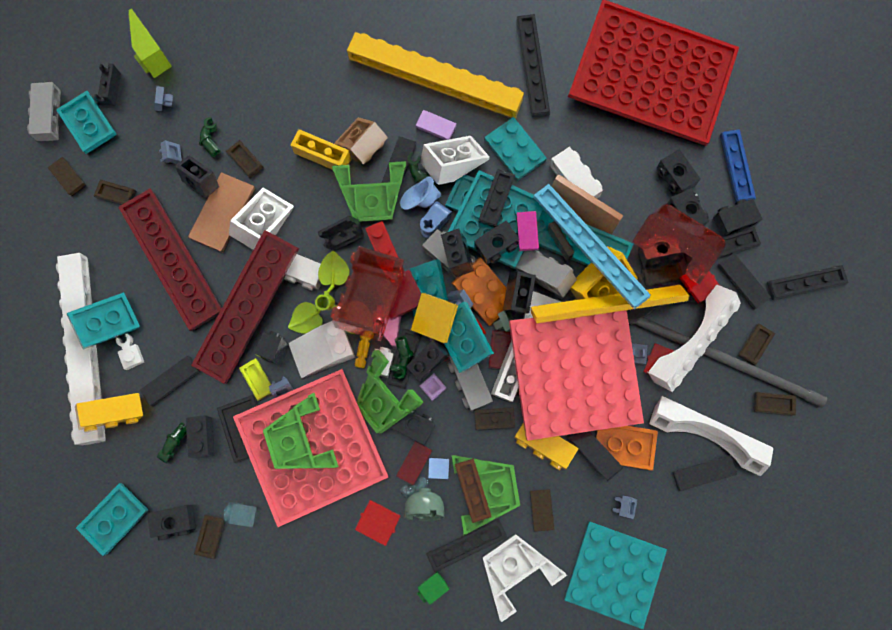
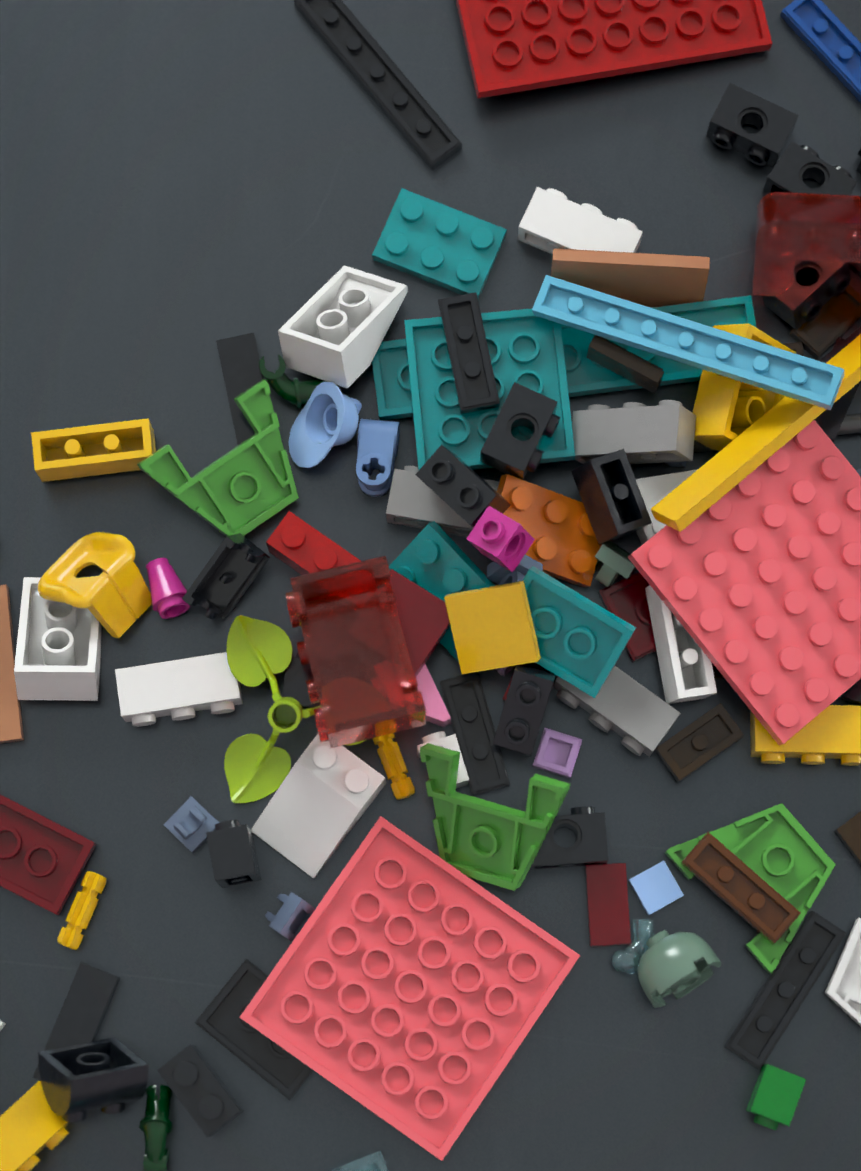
camera: 35 degrees left, 0 degrees up
(158, 404) = (91, 1077): none -> black brick
(198, 336) = (81, 910): none -> yellow axle
(245, 307) = (136, 810): dark red plate -> none
(256, 379) = (234, 928): neon yellow tile -> none
(266, 325) = (191, 824): none -> sand blue tile
(289, 442) = (371, 998): bright green wing -> none
(291, 215) = (114, 596): none -> yellow piece
(315, 224) = (166, 589): none -> dark pink cone
(362, 140) = (153, 383): medium nougat slope -> none
(377, 522) = (608, 1046): red piece -> none
(404, 356) = (477, 727): dark green piece -> none
(435, 75) = (211, 191): yellow brick -> none
(436, 125) = (270, 283): lavender tile -> none
(459, 282) = (500, 539): none -> dark pink brick
(527, 231) = (558, 379): dark pink tile -> none

